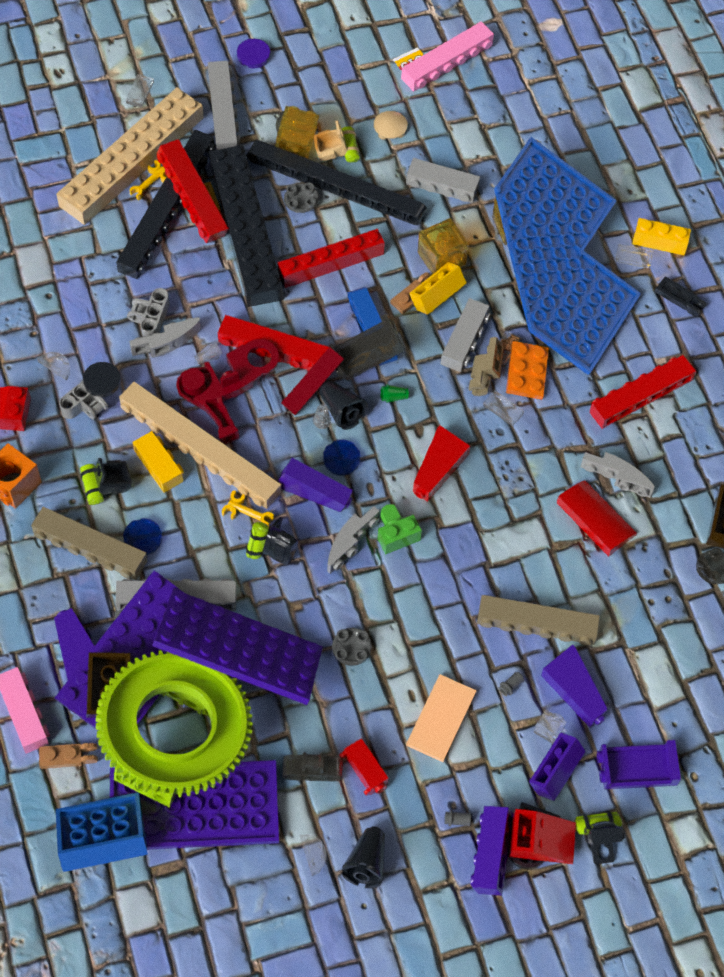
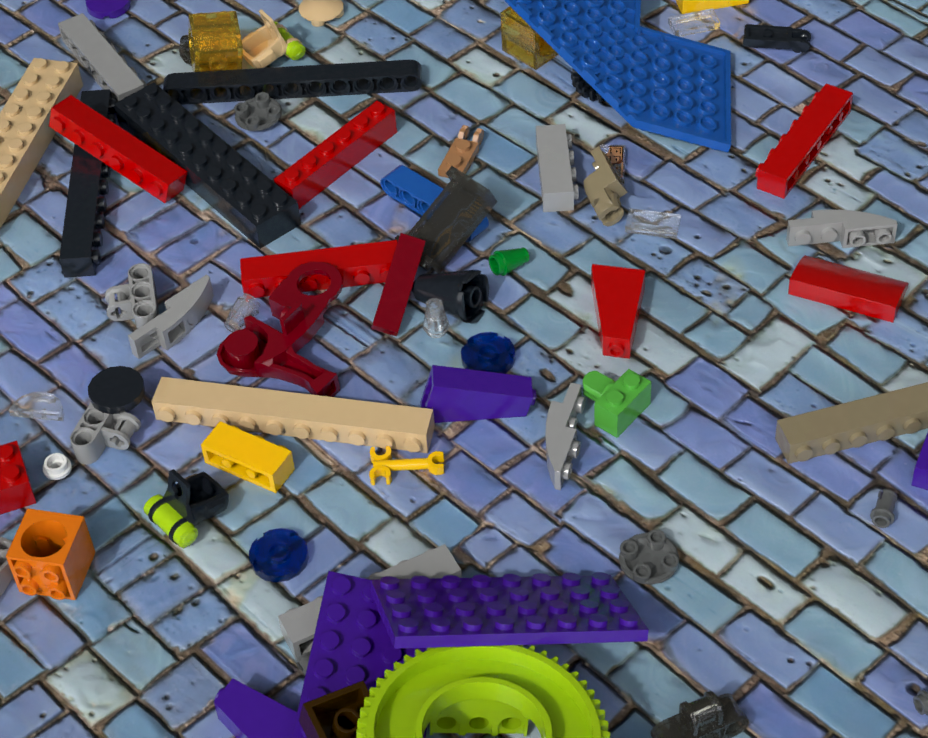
camera: 20 degrees left, 15 degrees down
(46, 408) = (56, 466): none -> white plate
(89, 543) = (208, 592): dark tan brick -> none
(156, 172) = (54, 158): yellow bar -> none
(271, 542) = (464, 480): black piece -> none
(366, 767) = (771, 692): red brick -> none
(437, 288) = (489, 133): yellow brick -> none
(441, 245) = (469, 89): clear yellow brick -> none
(441, 718) = (824, 590): light nougat tile -> none
(442, 180) = (421, 33): light grey brick -> none
(527, 370) = (654, 173): orange plate -> none

